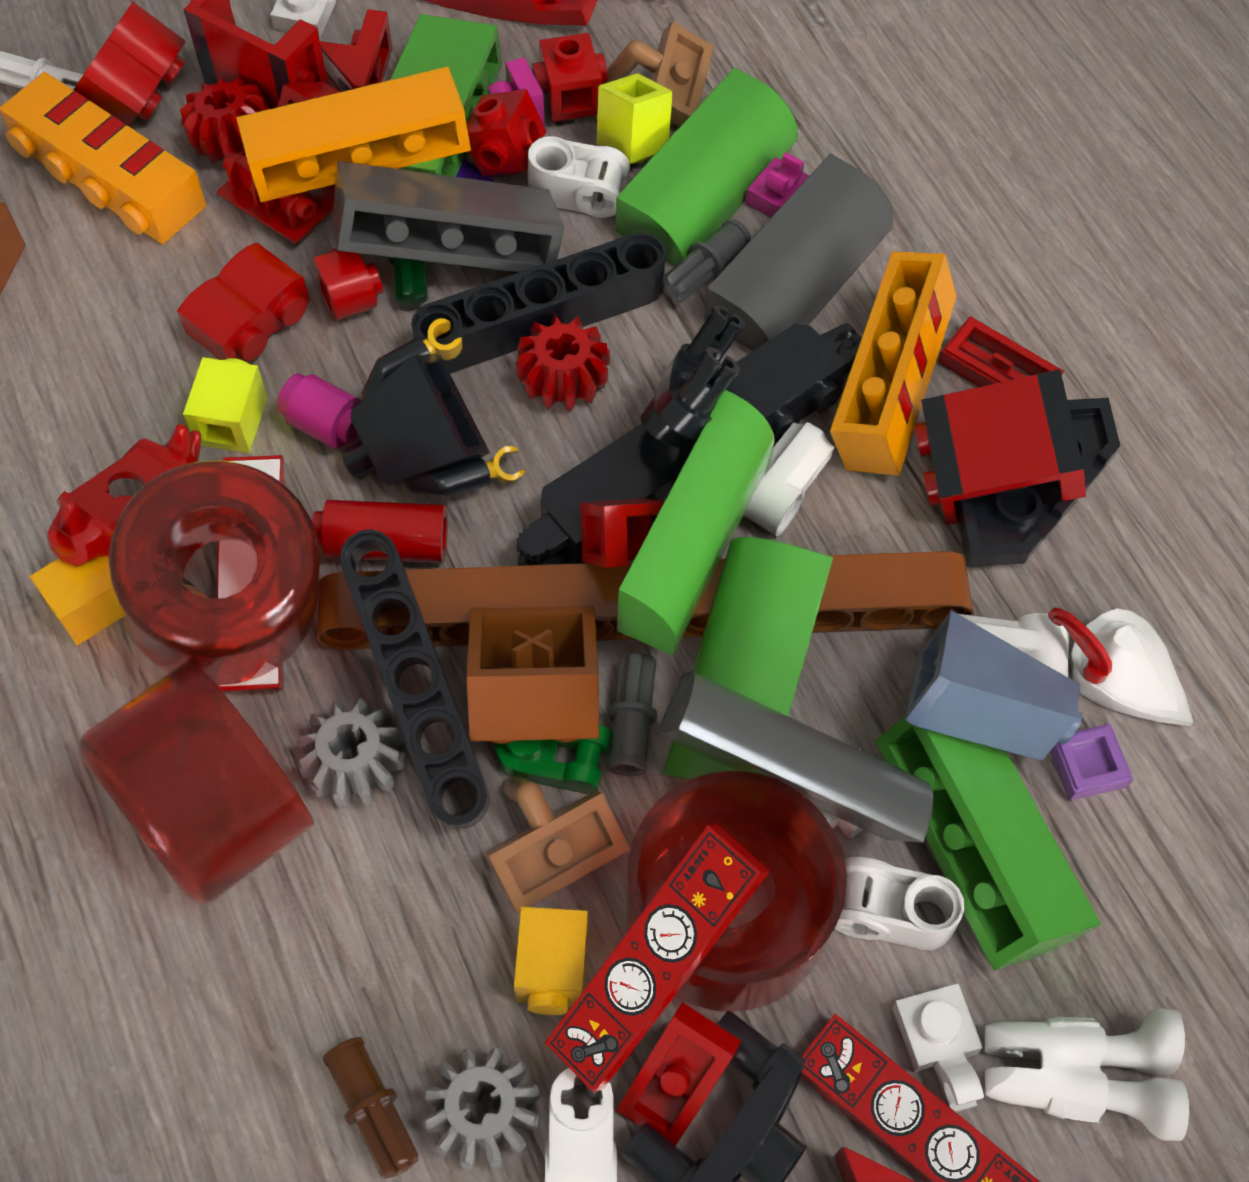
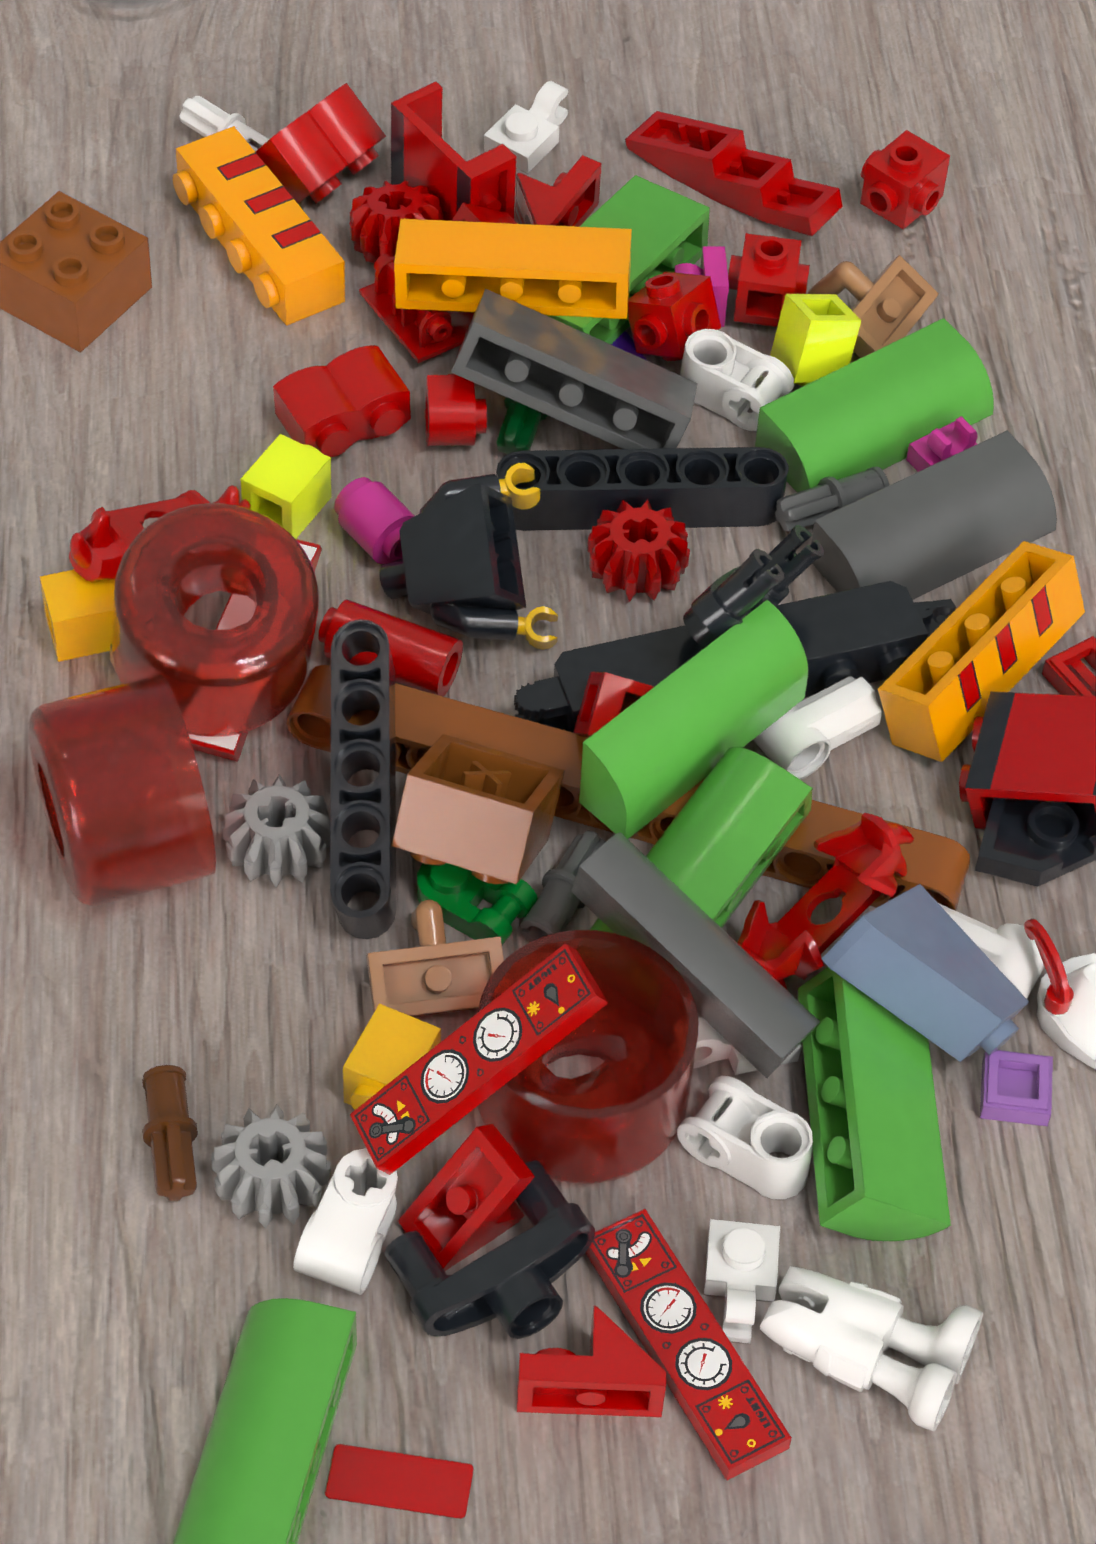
camera: 20 degrees right, 10 degrees down
(896, 612) = (862, 871): none -> red piece

